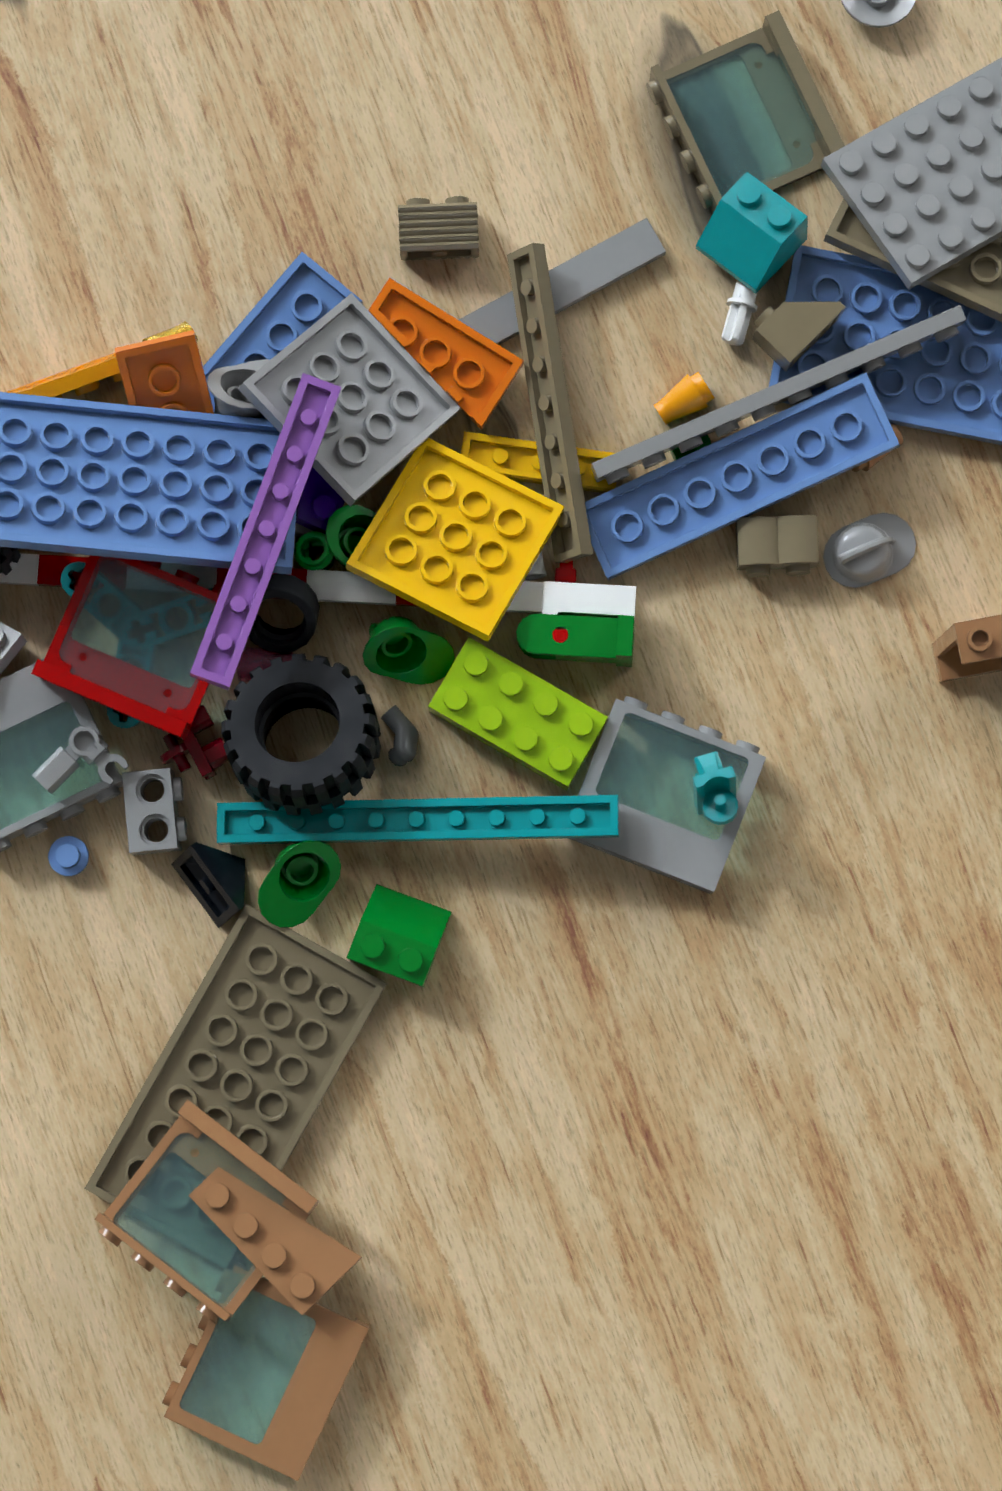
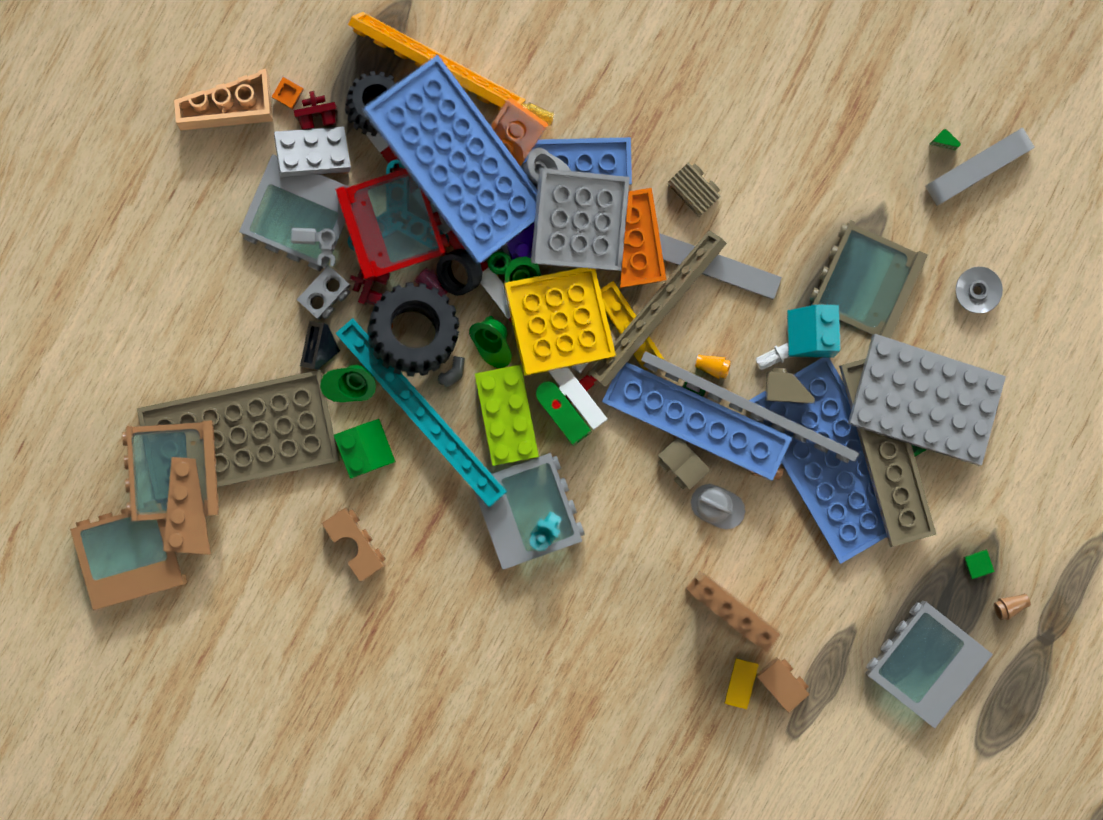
camera: 45 degrees right, 5 degrees up
(68, 856) = (273, 273): medium blue plate -> none
(265, 532) = (484, 237): medium lavender plate -> none
(548, 1058) = (345, 525): none -> medium nougat arch

